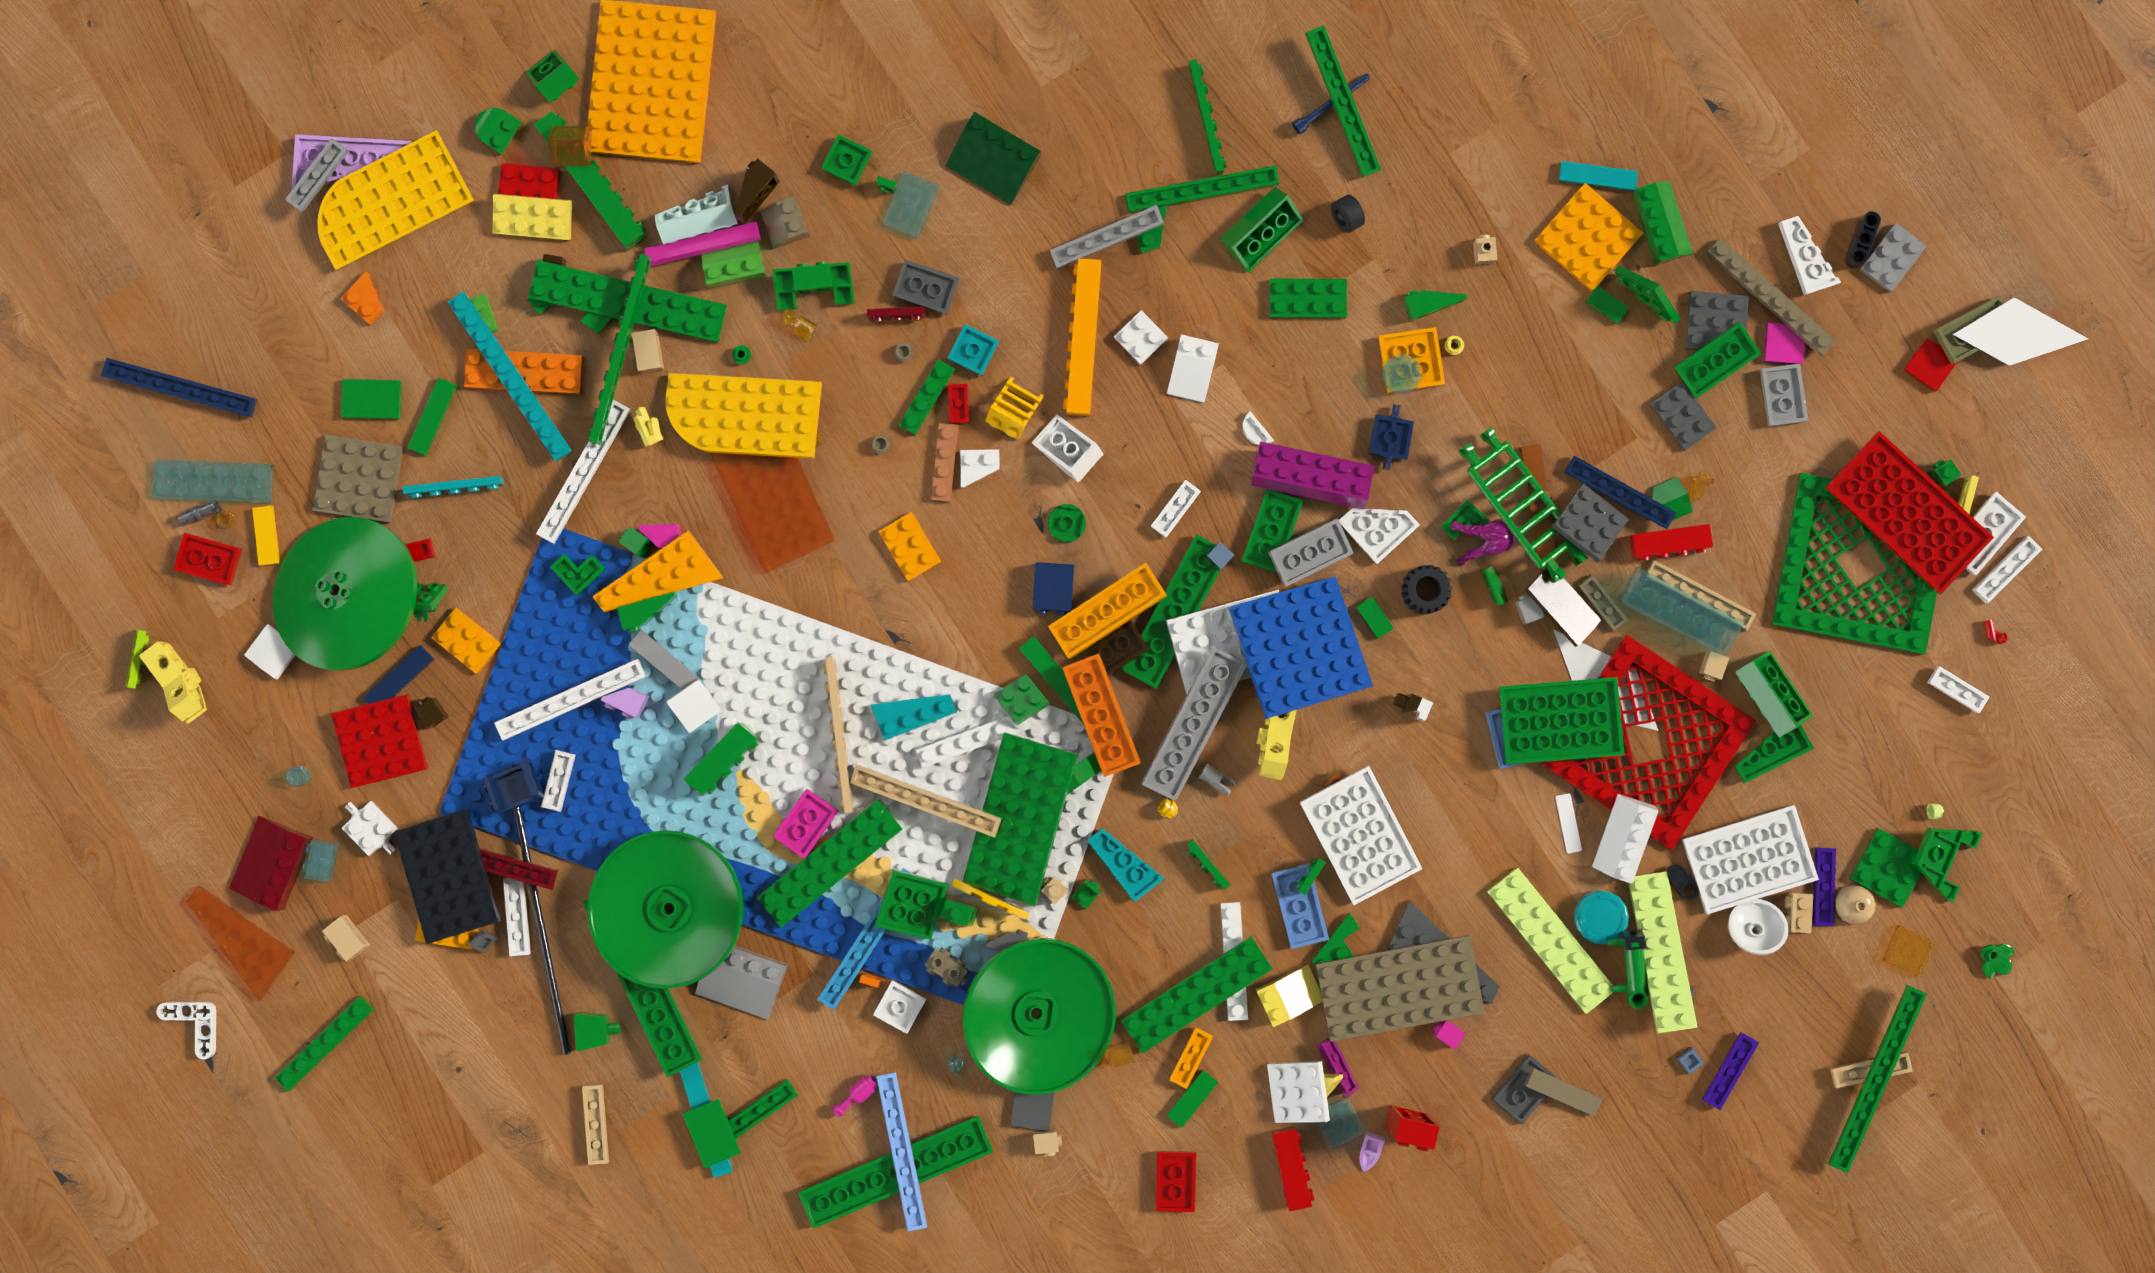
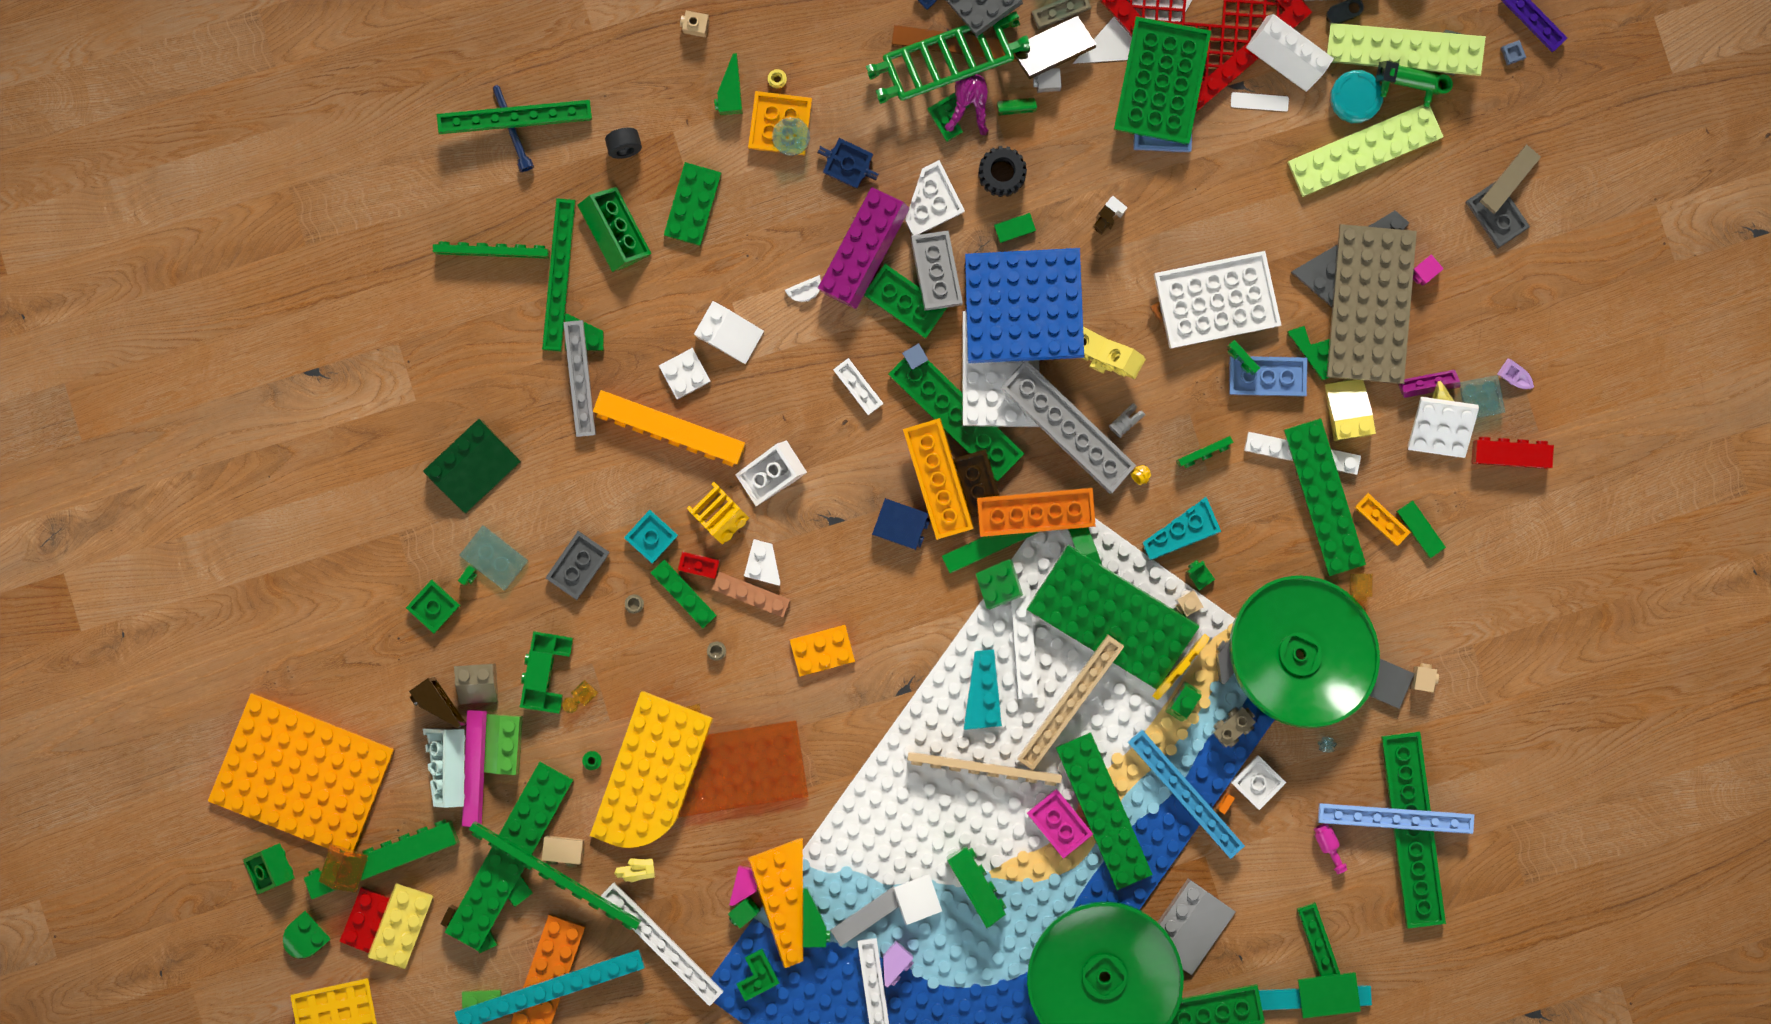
camera: 75 degrees left, 0 degrees up
(896, 314) = (596, 600): dark red plate -> none
(911, 904) = (1165, 743): green plate -> none
(1066, 523) = (842, 494): green tile -> none
(1175, 1181) = (1494, 566): red plate -> none
(1412, 1128) = (1507, 329): red brick -> none

